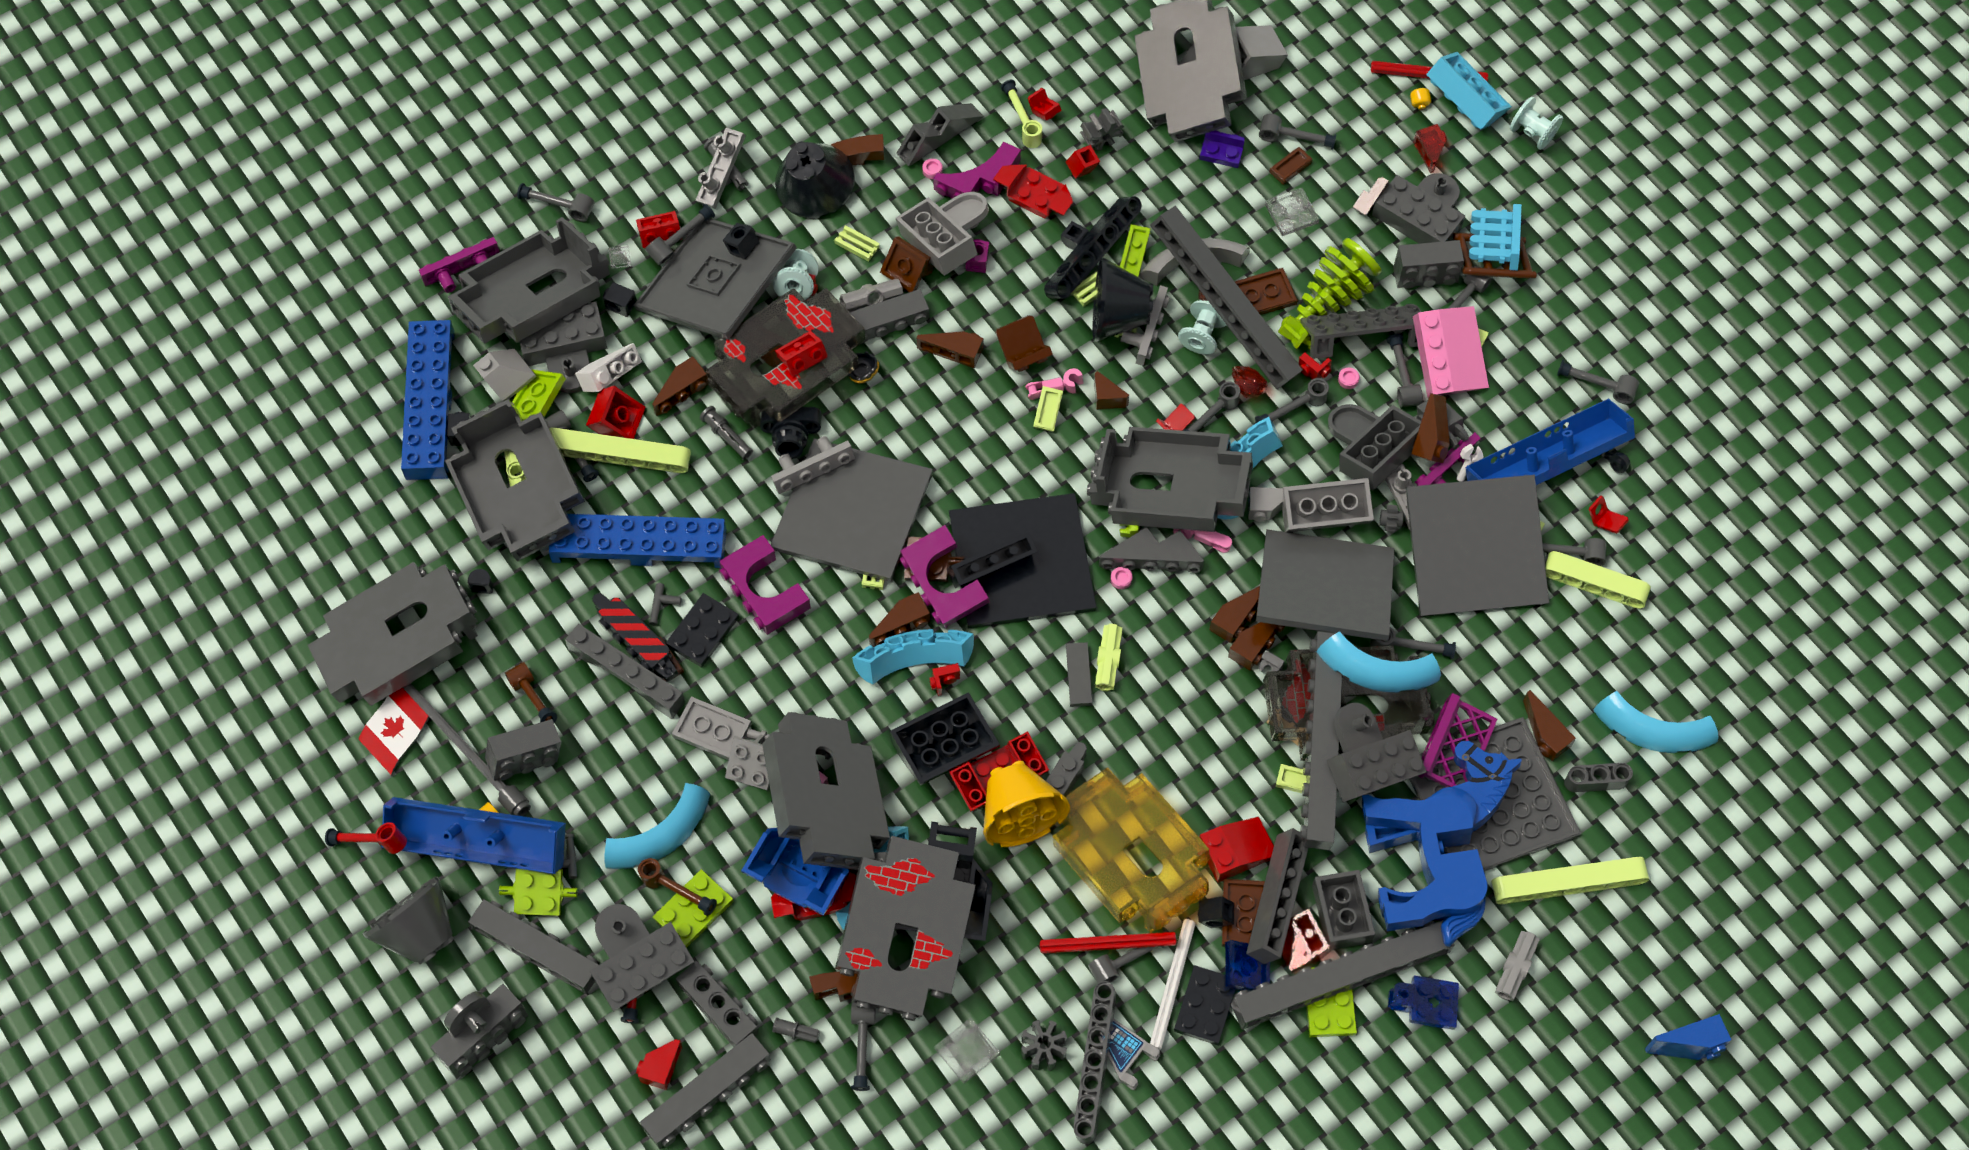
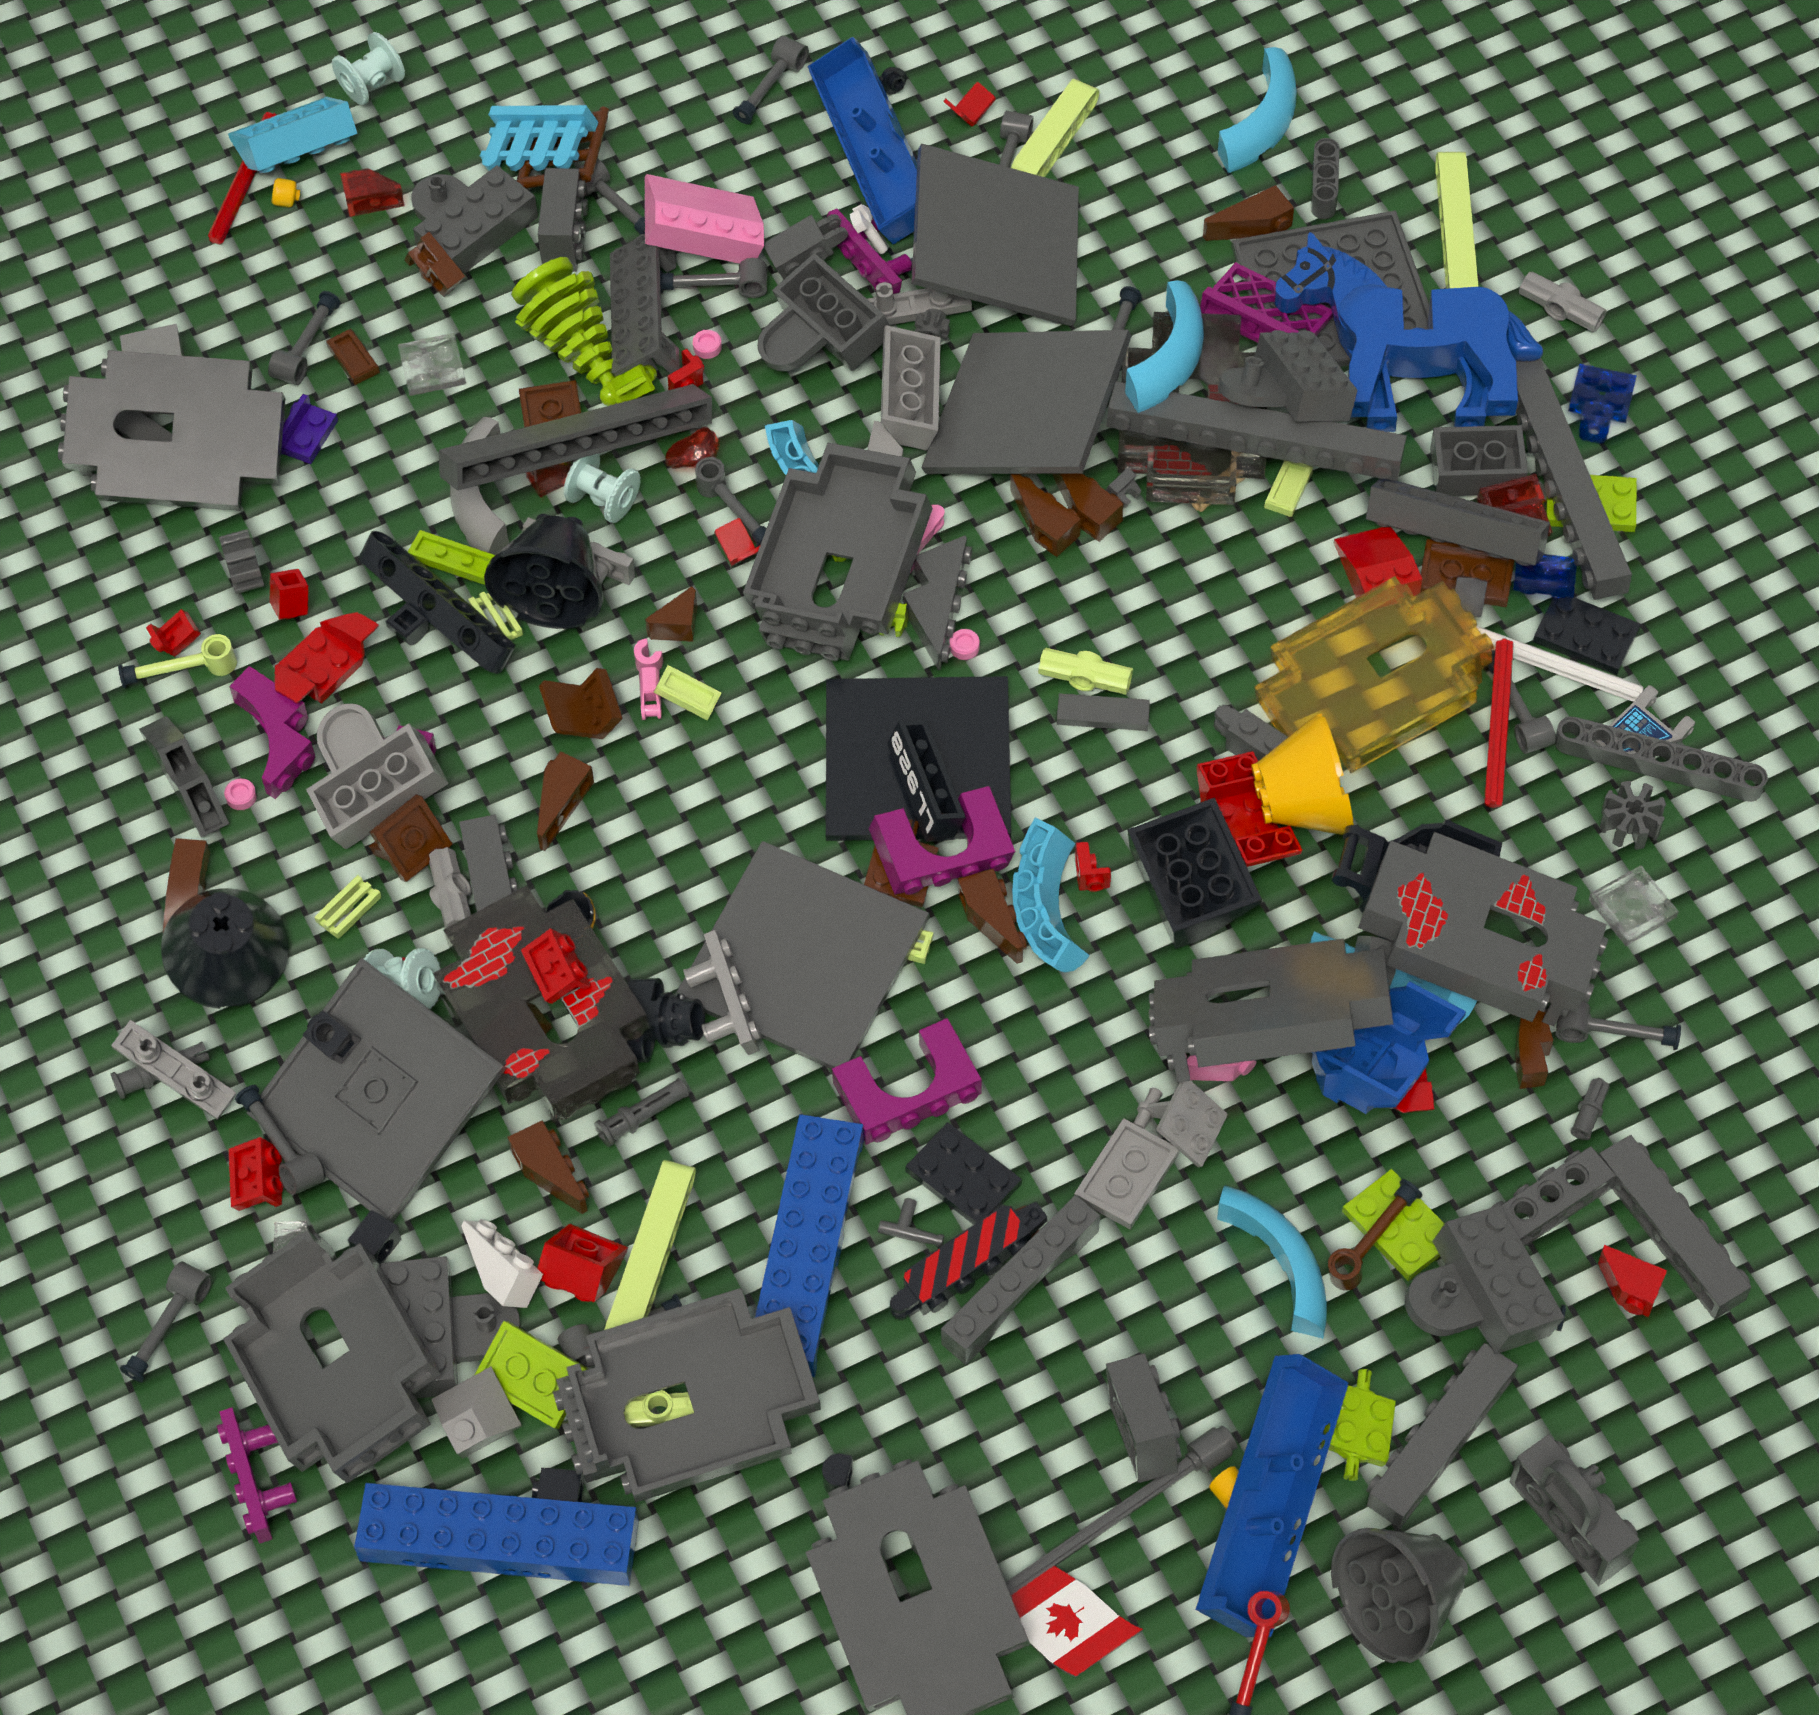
camera: 80 degrees left, 5 degrees down
(521, 677) = (1009, 1427): reddish brown piece -> none
(1310, 397) = (730, 389): dark grey piece -> none
(1433, 433) = (833, 247): reddish brown slope -> none
(1693, 1041) = (1671, 139): blue slope -> none

